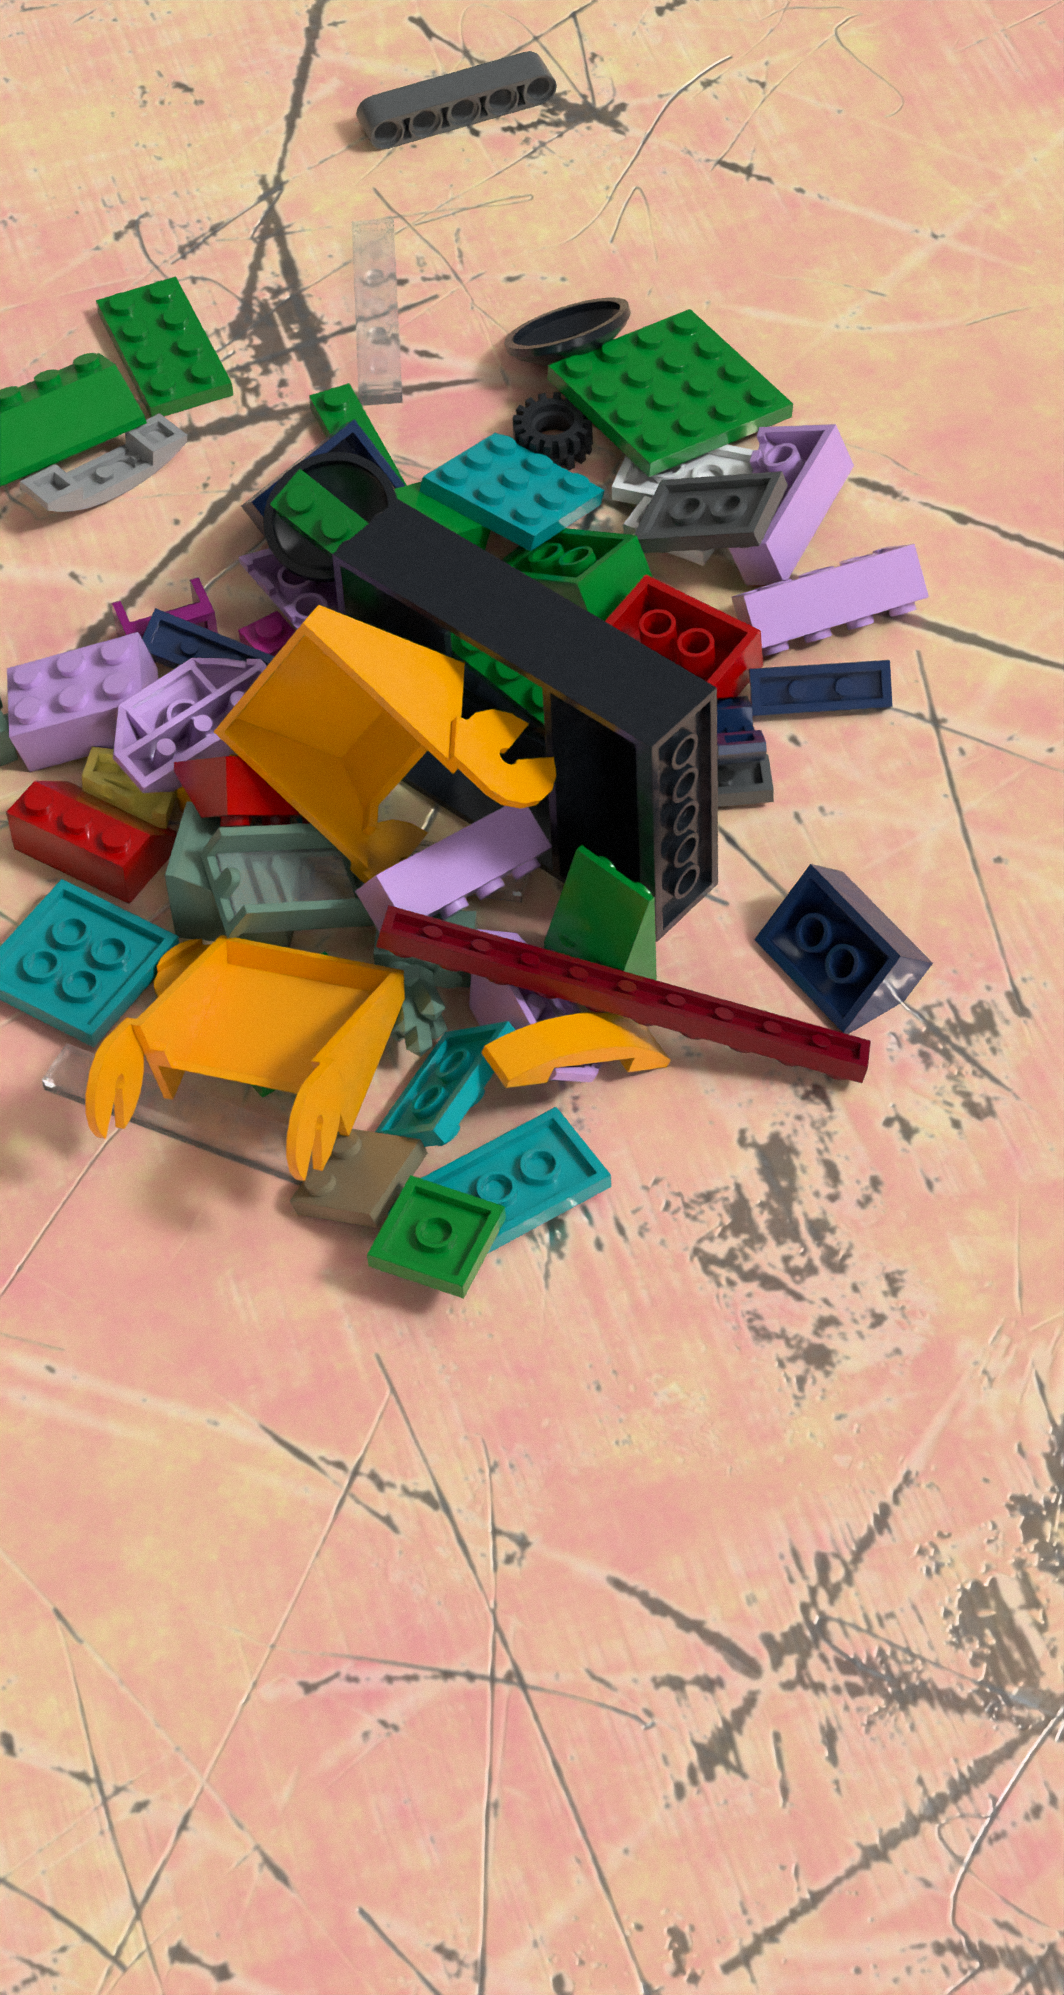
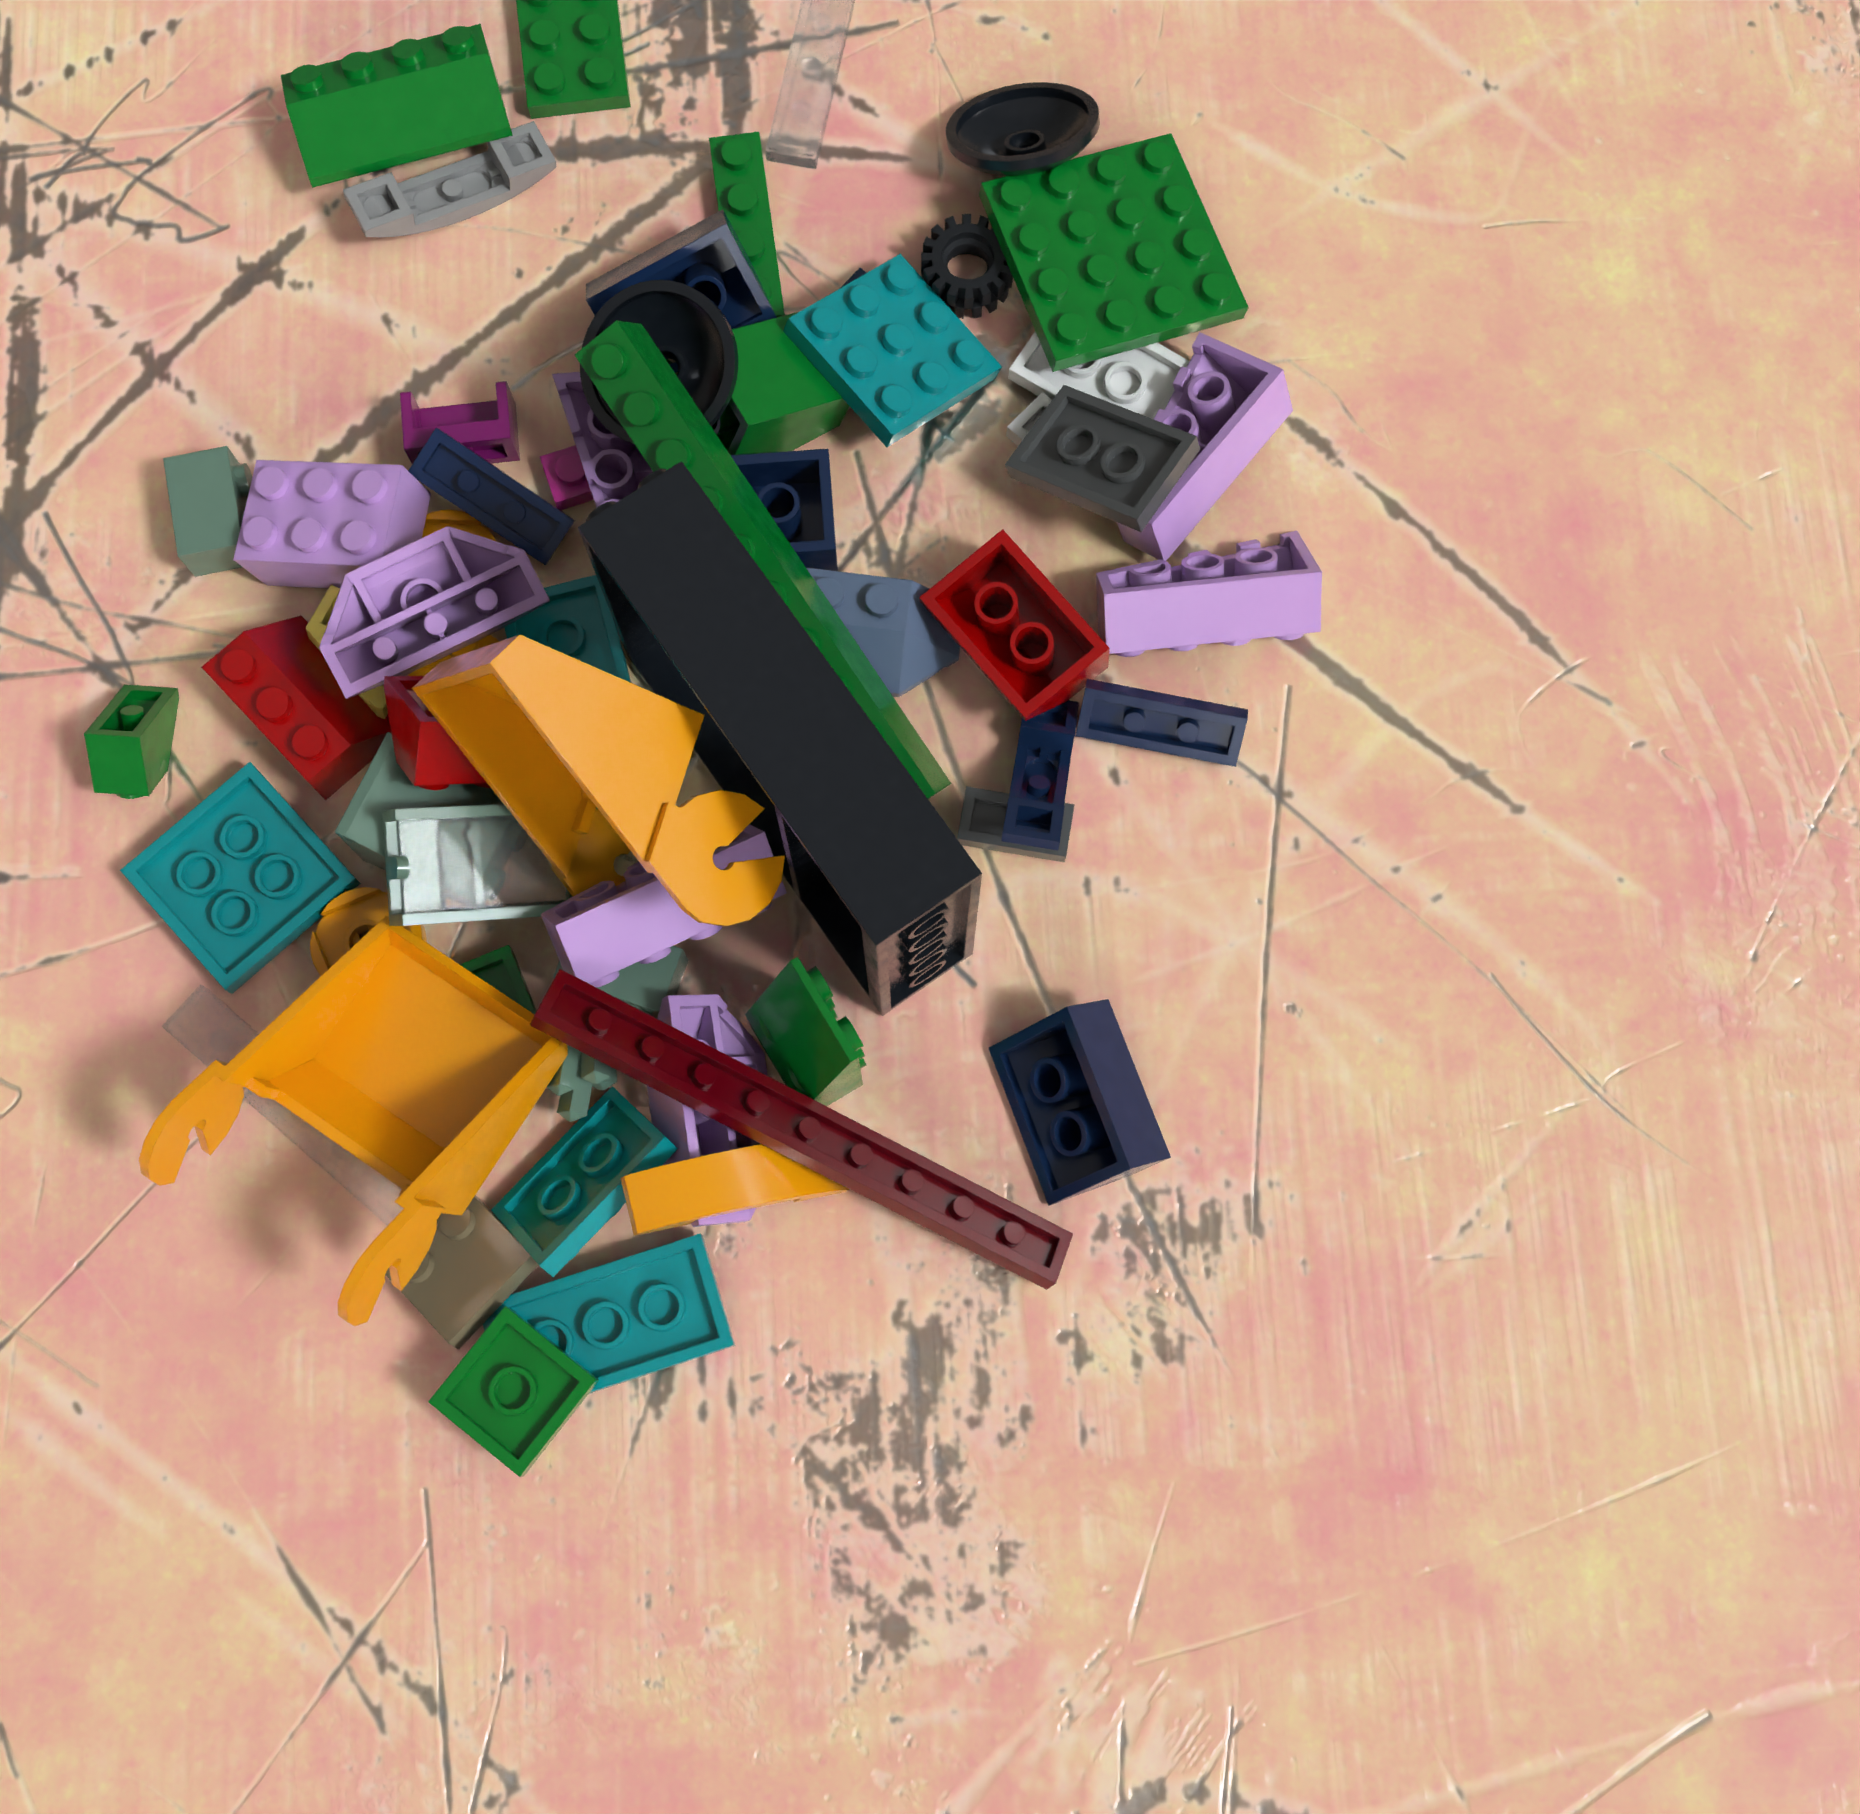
camera: 10 degrees right, 25 degrees up
(585, 567) = (933, 488): green slope -> none

